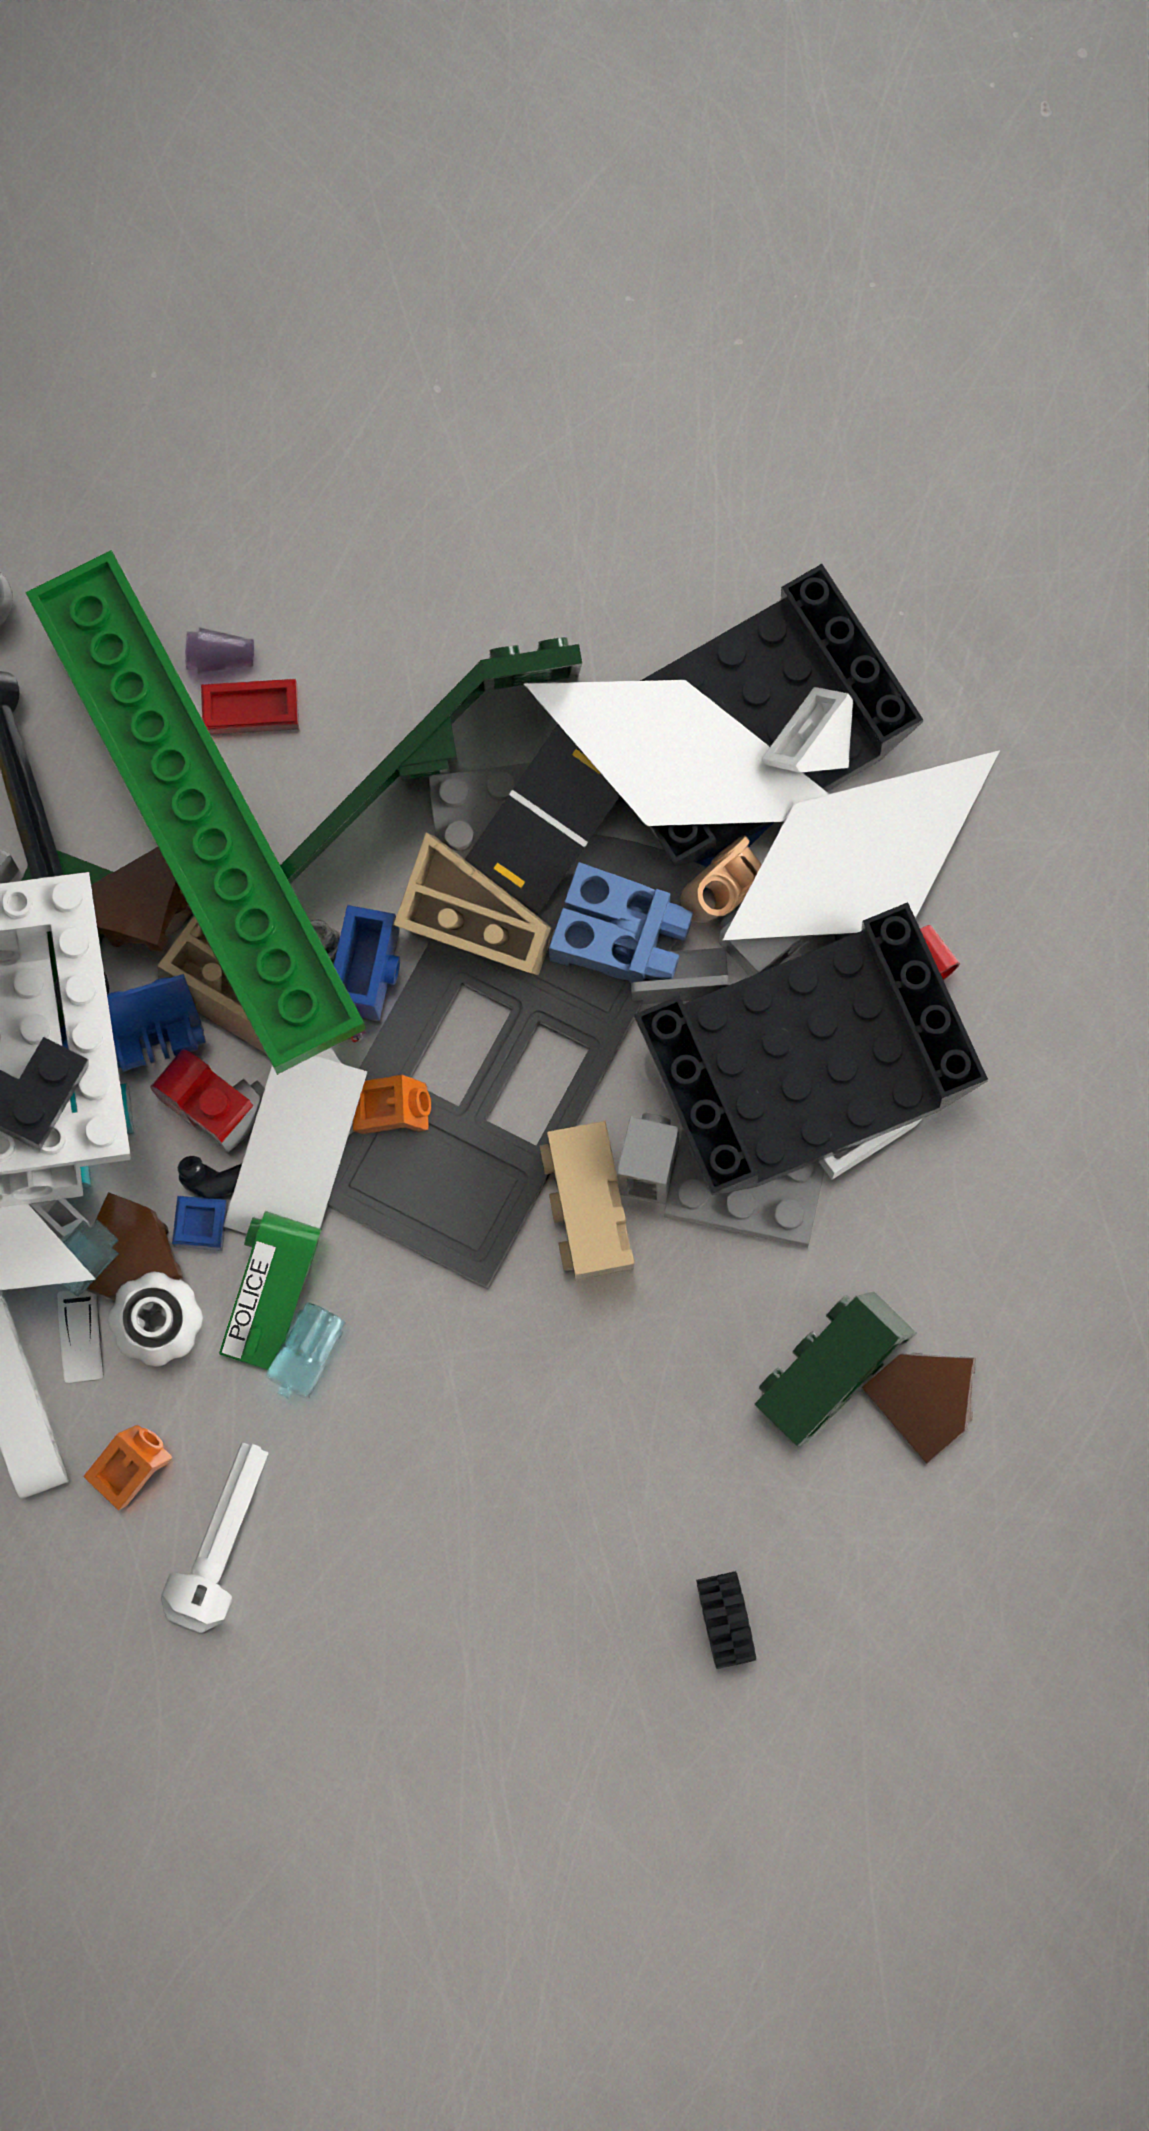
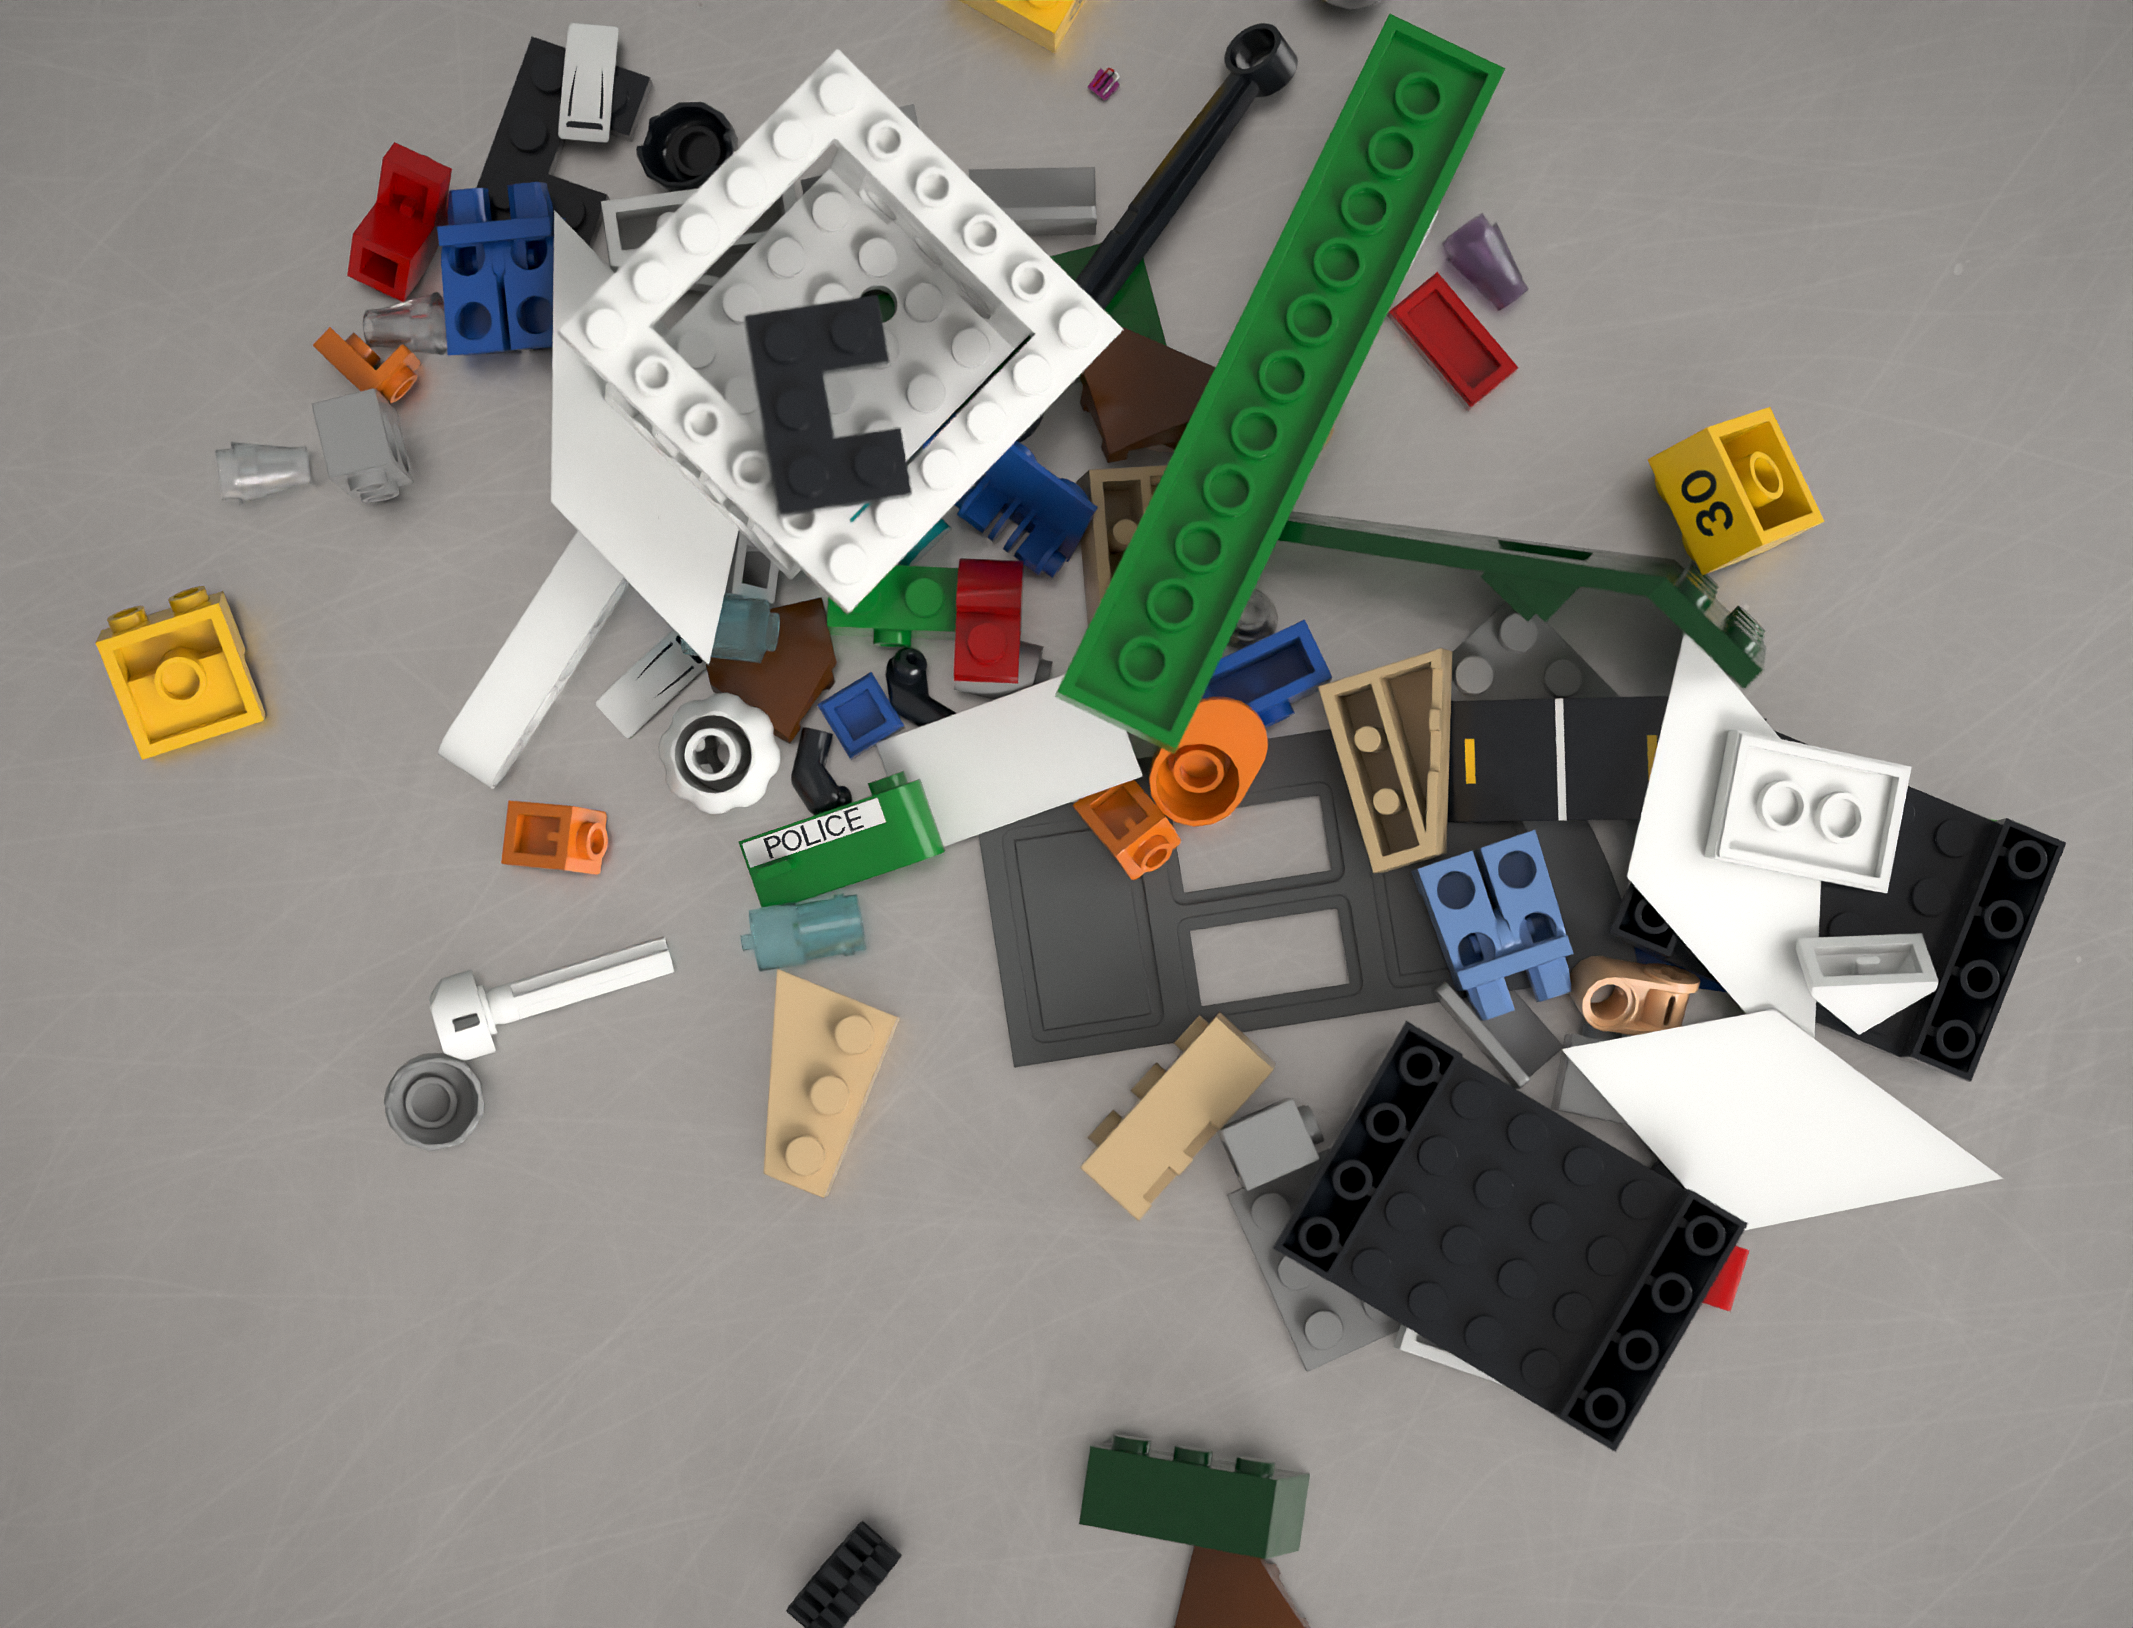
camera: 45 degrees right, 10 degrees up
(156, 1140) = (902, 606): none -> green brick
(213, 1280) = (811, 777): none -> black arm
(233, 1659) = (434, 1101): none -> light grey hair
(396, 1028) = (1212, 763): none -> orange cap
(402, 1406) = (819, 1079): none -> tan wedge
(465, 602) = (1735, 490): none -> yellow brick
(689, 697) = (1807, 811): none -> white tile

